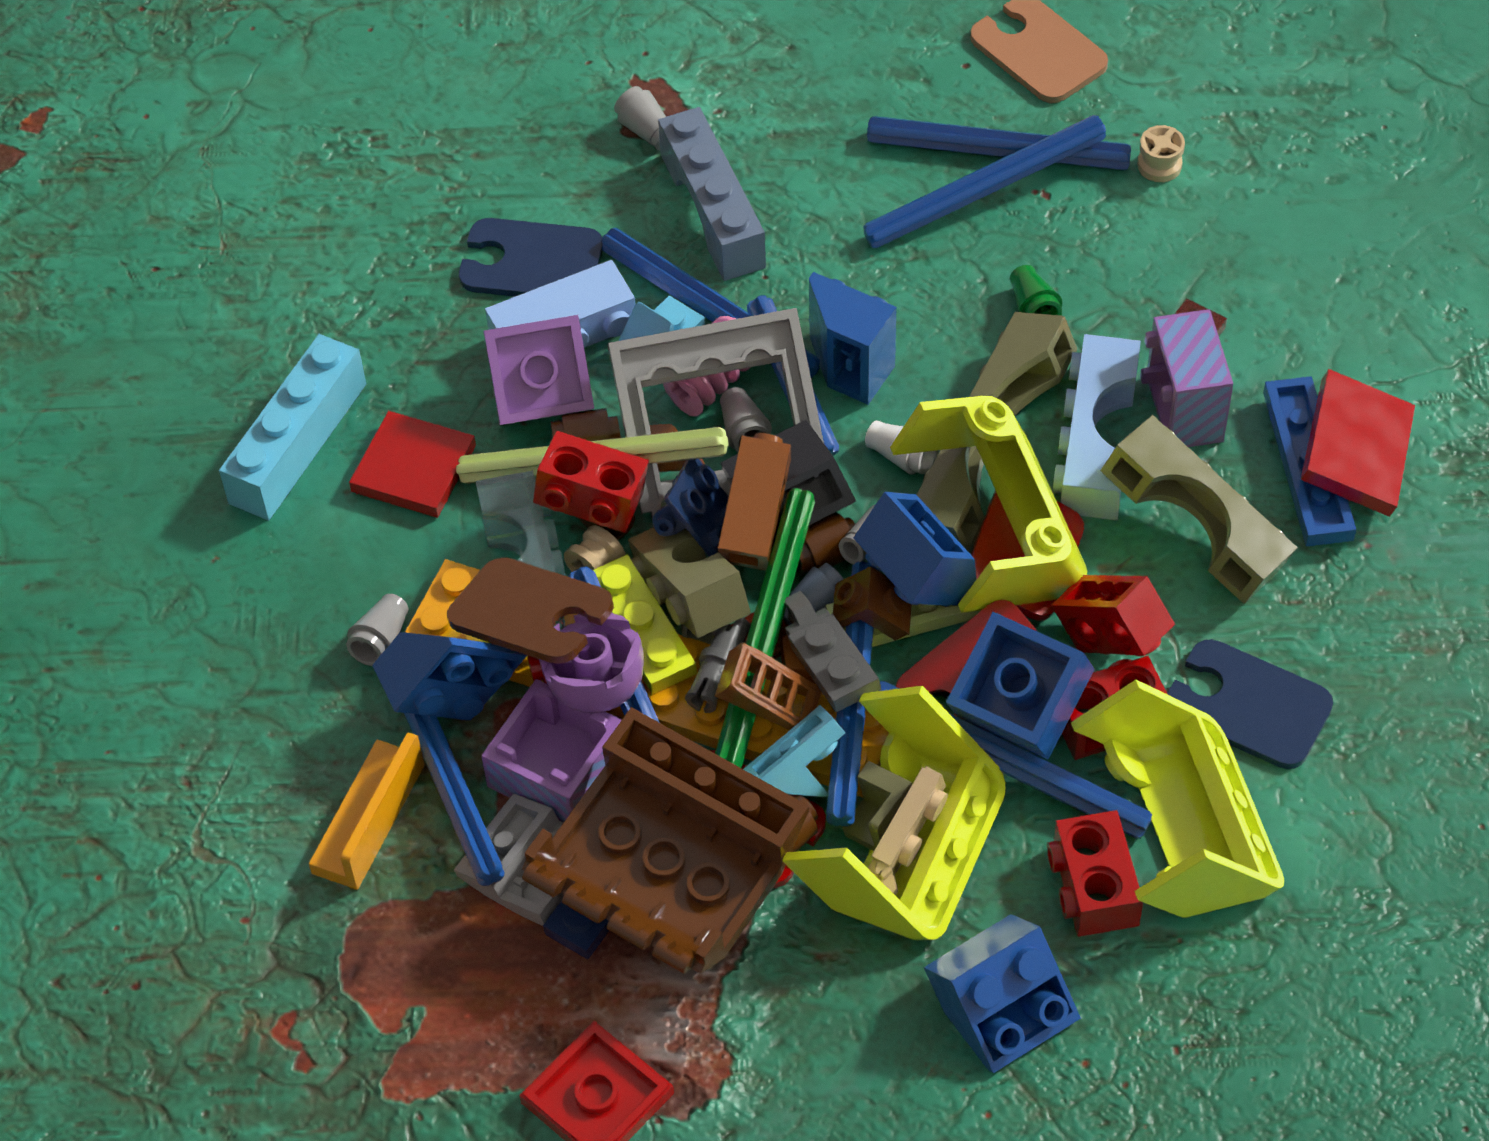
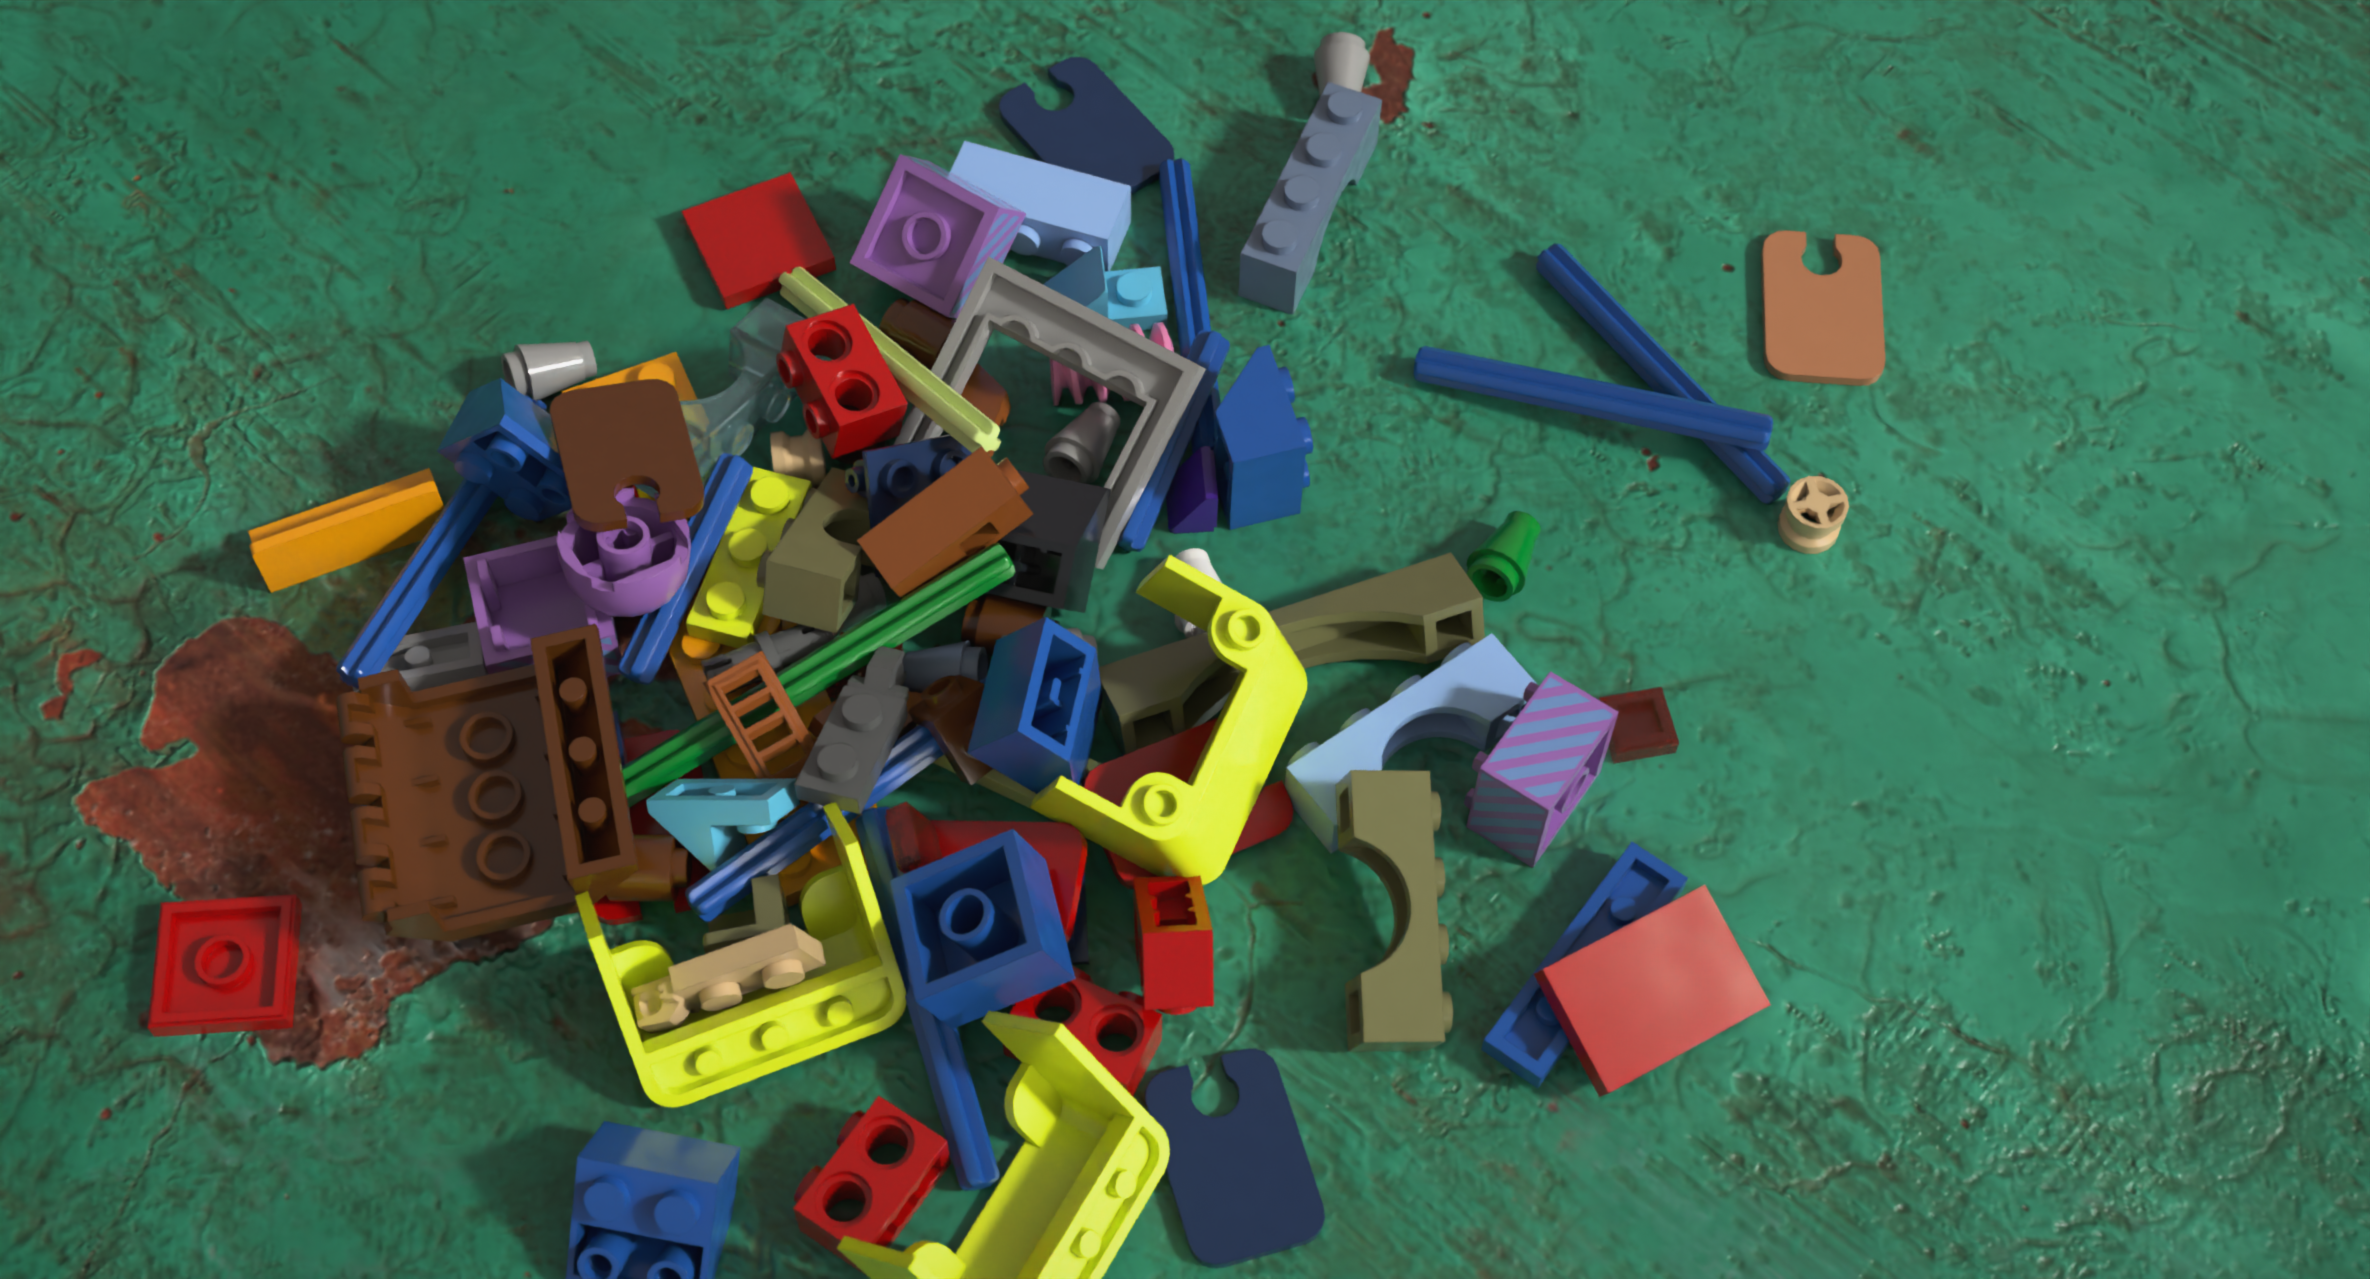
camera: 40 degrees right, 5 degrees up
(293, 427) = (690, 119): medium azure brick -> none
(837, 394) = (1194, 495): none -> dark purple slope
(905, 676) = (912, 838): none -> clear red tile

